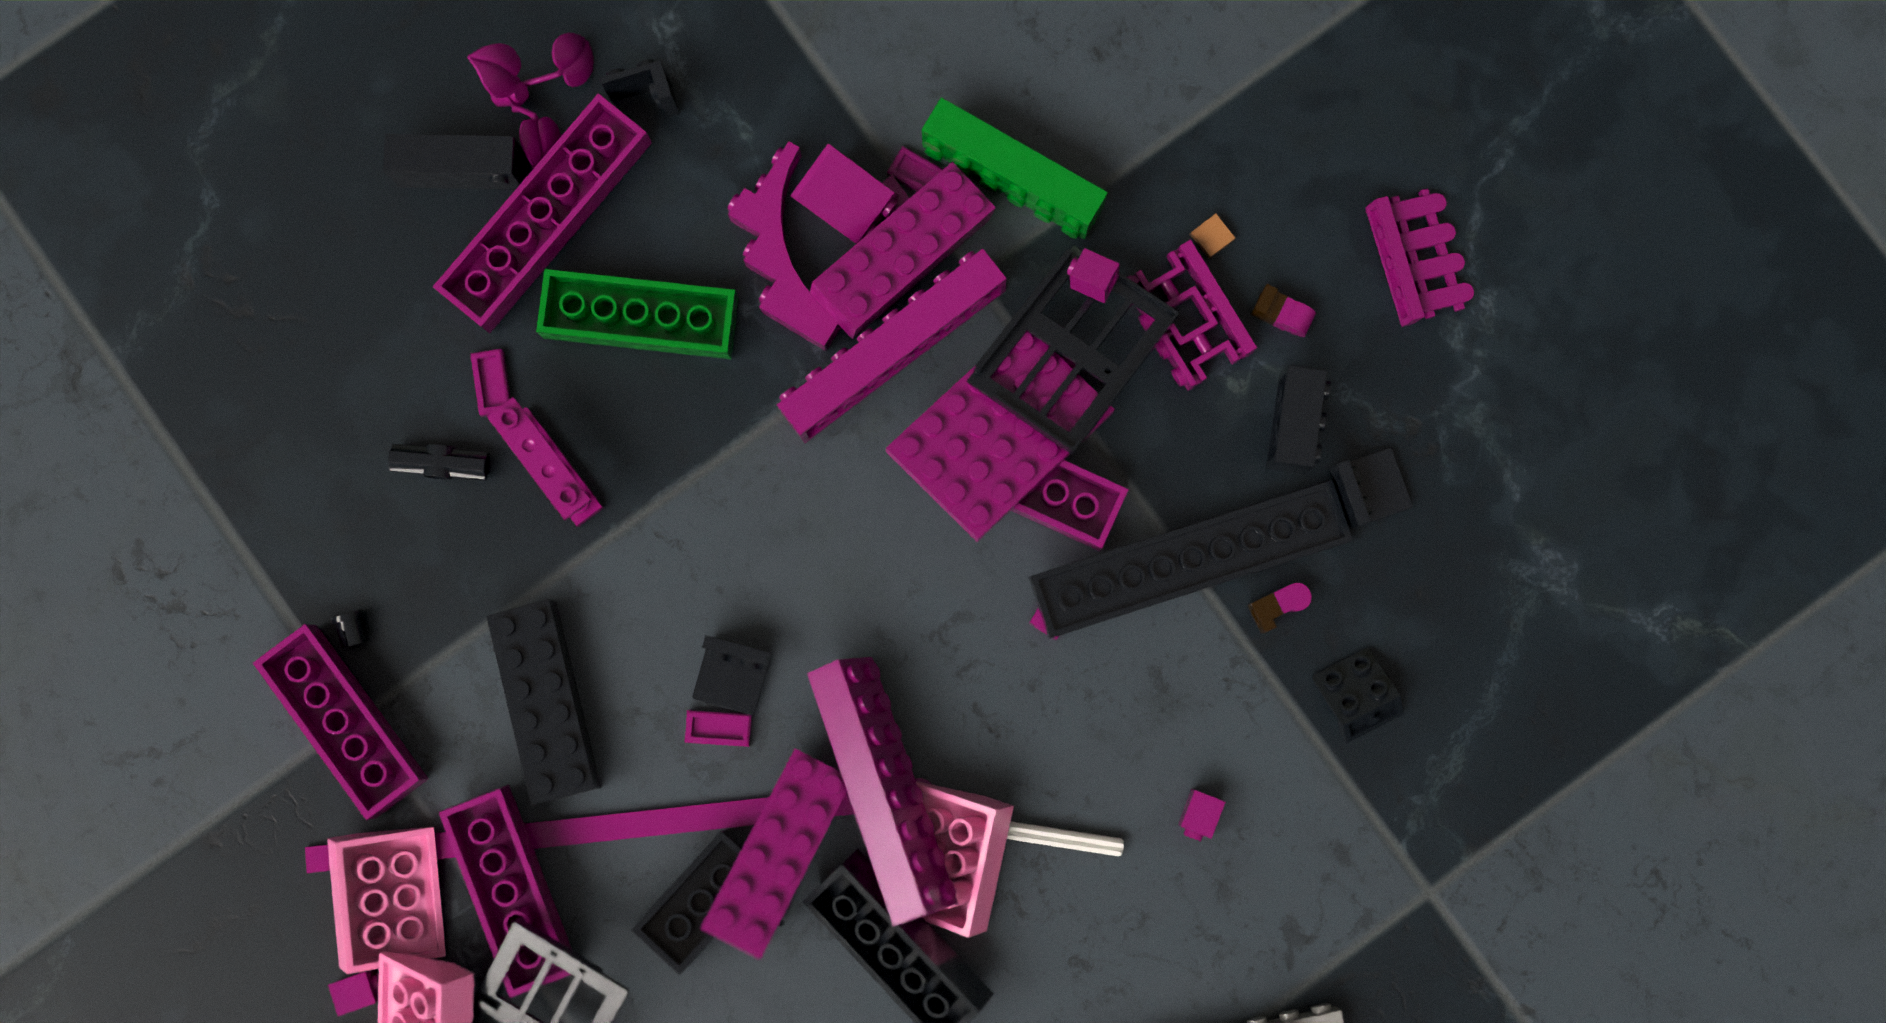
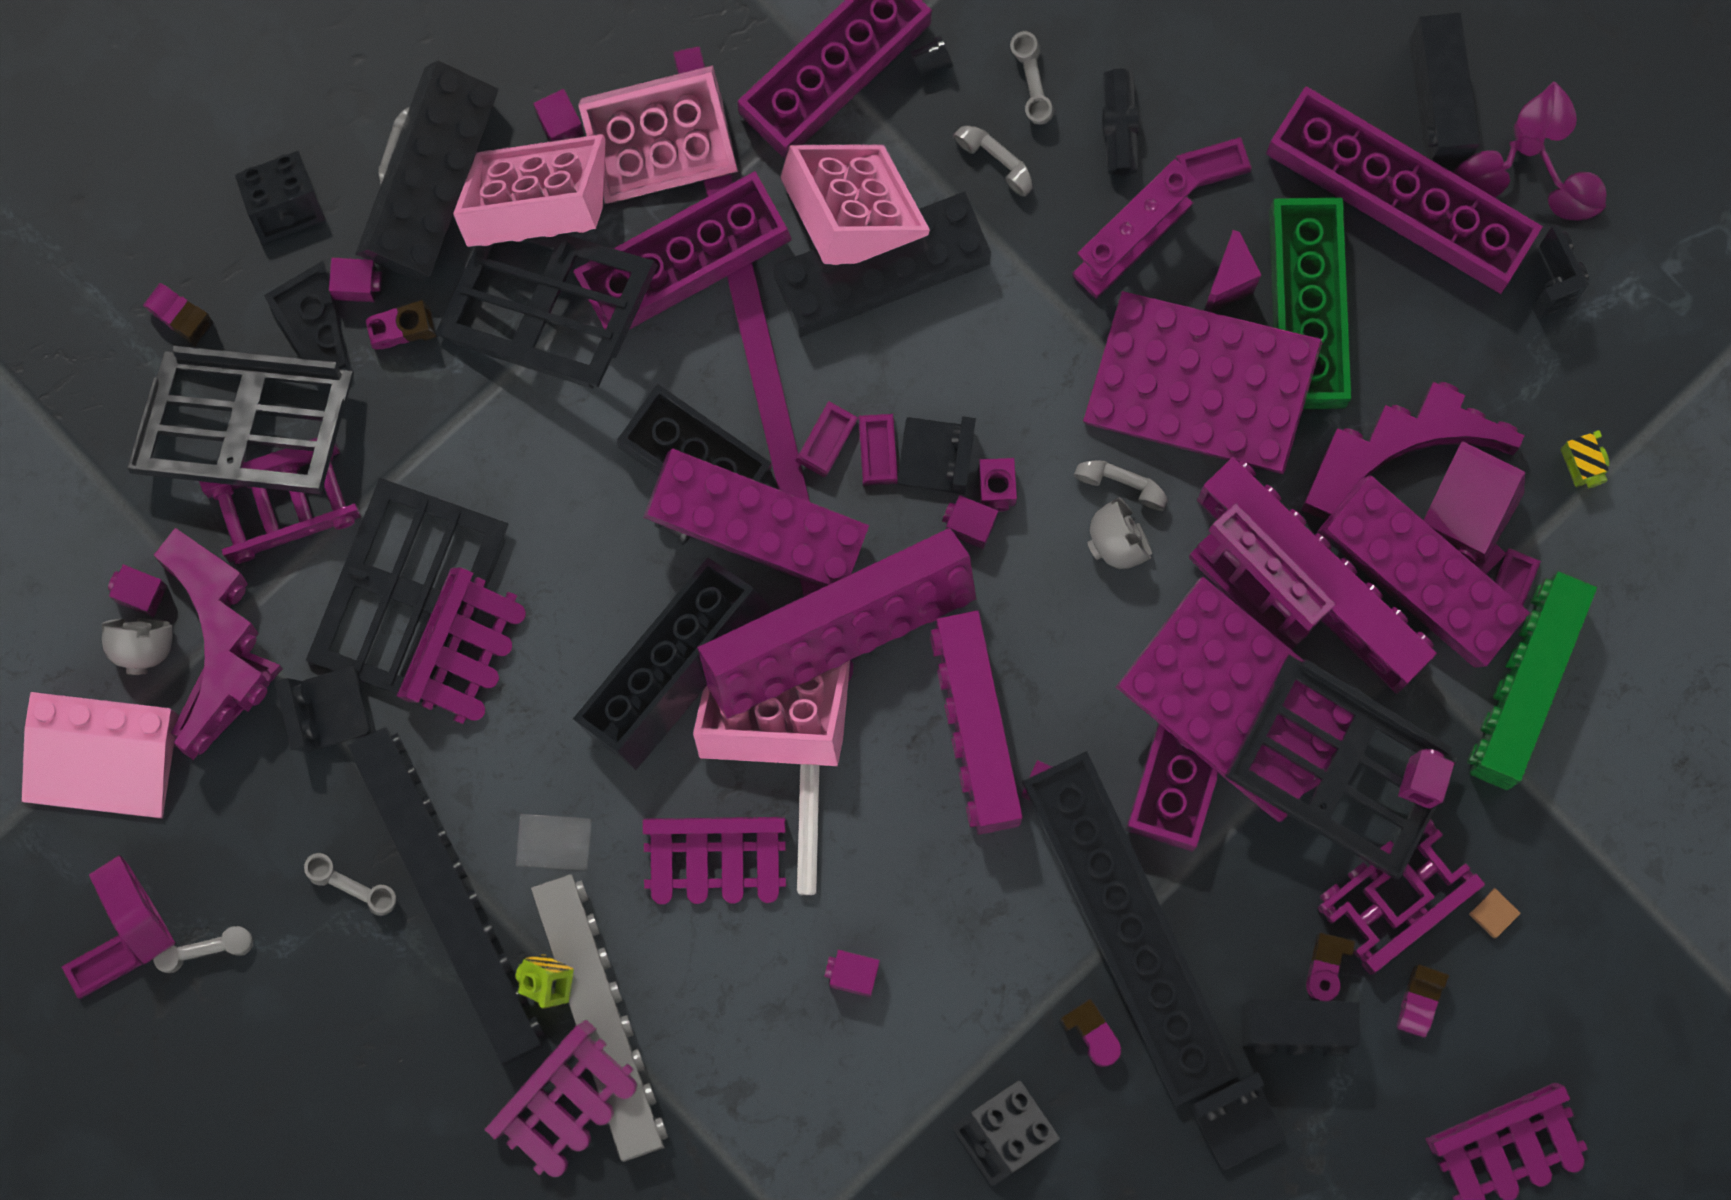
camera: 75 degrees right, 5 degrees down
(356, 538) = (1027, 50): none -> light grey bar
(435, 601) = (972, 138): none -> light grey bar
(480, 723) = (851, 201): none -> bright pink slope
(601, 377) = (1236, 275): none -> magenta slope
(699, 421) = (1203, 382): none -> magenta plate
(702, 775) = (826, 439): none -> magenta tile
(753, 619) = (997, 469): none -> magenta brick
(767, 532) = (1093, 471): none -> light grey bar
(798, 653) = (970, 521): none -> magenta brick
(817, 90) = (1586, 460): none -> brick
(832, 519) = (1118, 537): none -> light grey cylinder
(891, 395) = (1260, 577): none -> magenta fence
(989, 671) = (977, 722): none -> magenta brick
(1067, 943) = (697, 856): none -> magenta fence
(1243, 391) = (1322, 977): none -> leg

